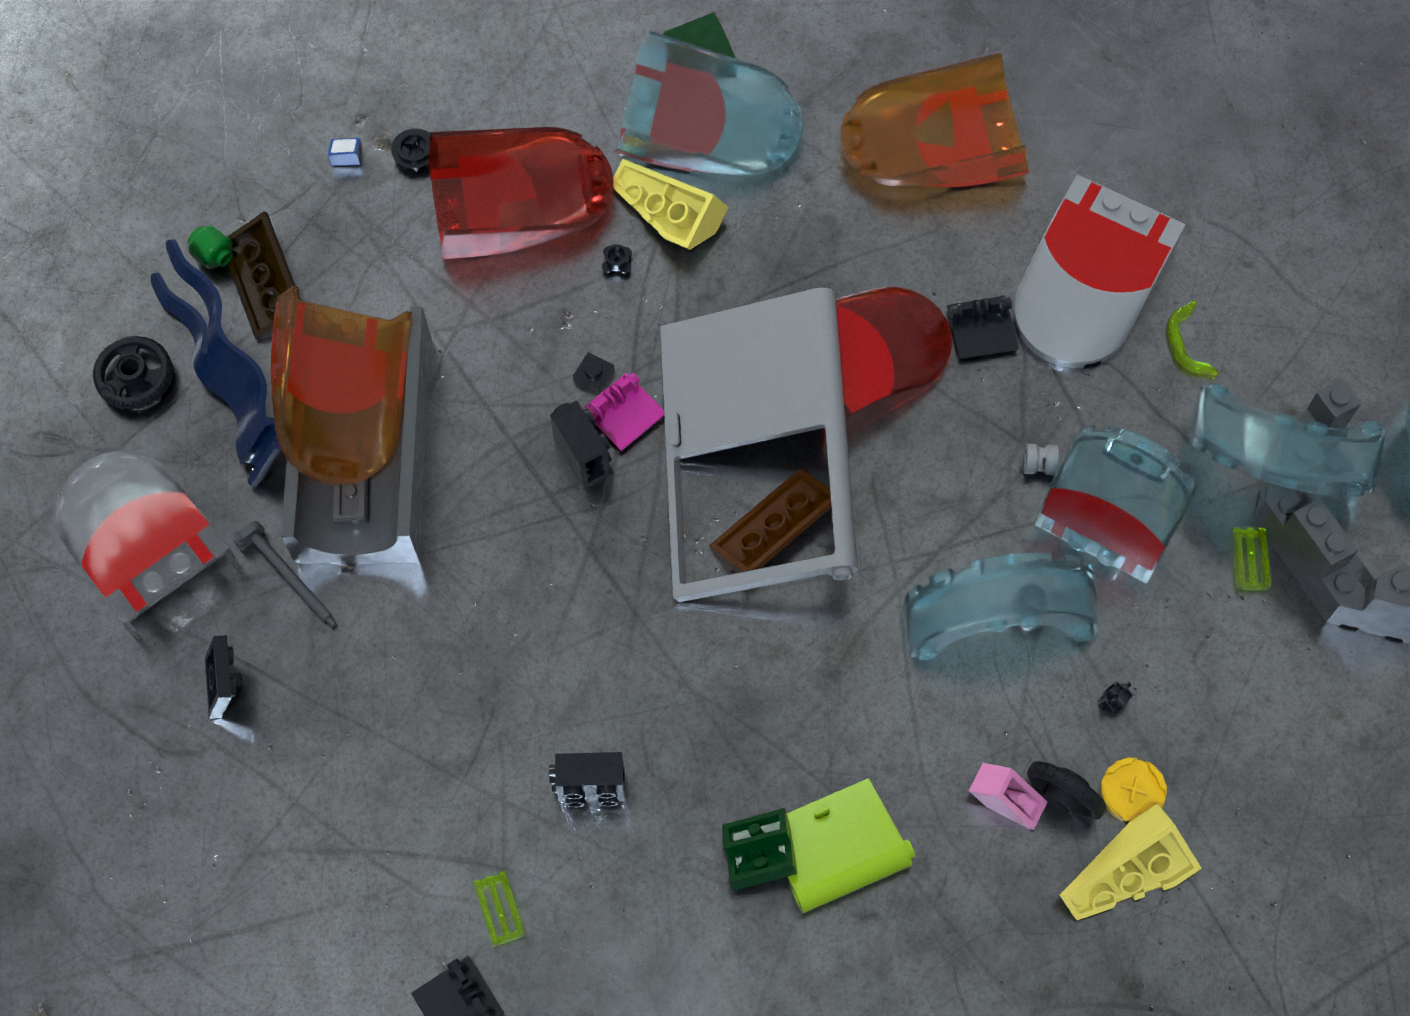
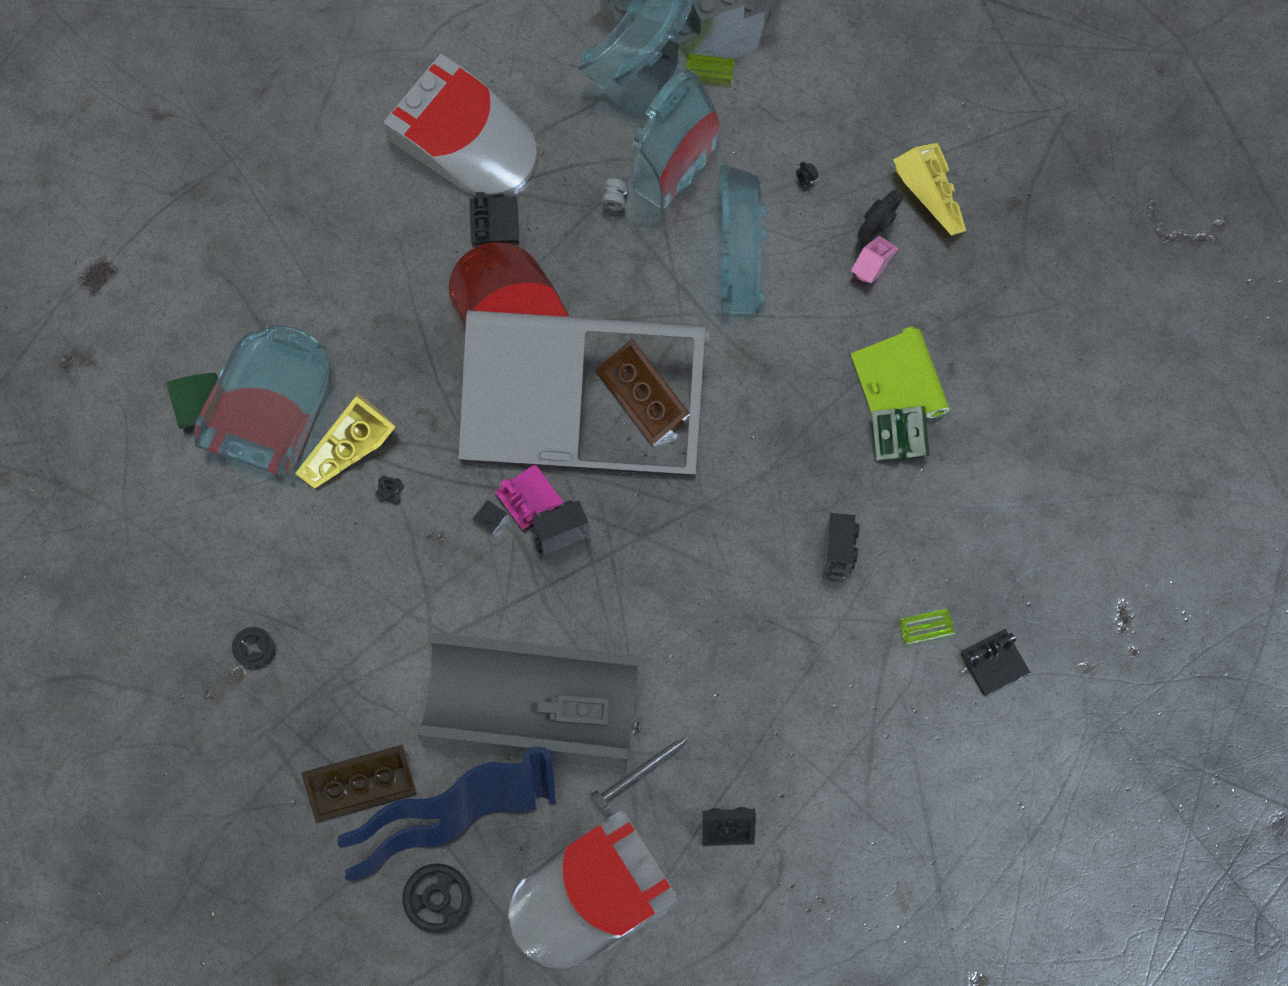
camera: 85 degrees left, 5 degrees up
(210, 247) = (324, 825): green head -> none
(336, 388) = (497, 704): clear orange windscreen -> none
(344, 152) = (242, 707): slope -> none
(514, 188) = (311, 562): clear red windscreen -> none
(936, 128) = (313, 226): clear orange windscreen -> none
(1132, 788) = (875, 177): yellow tile -> none
(1178, 345) = (526, 85): clear neon green animal -> none

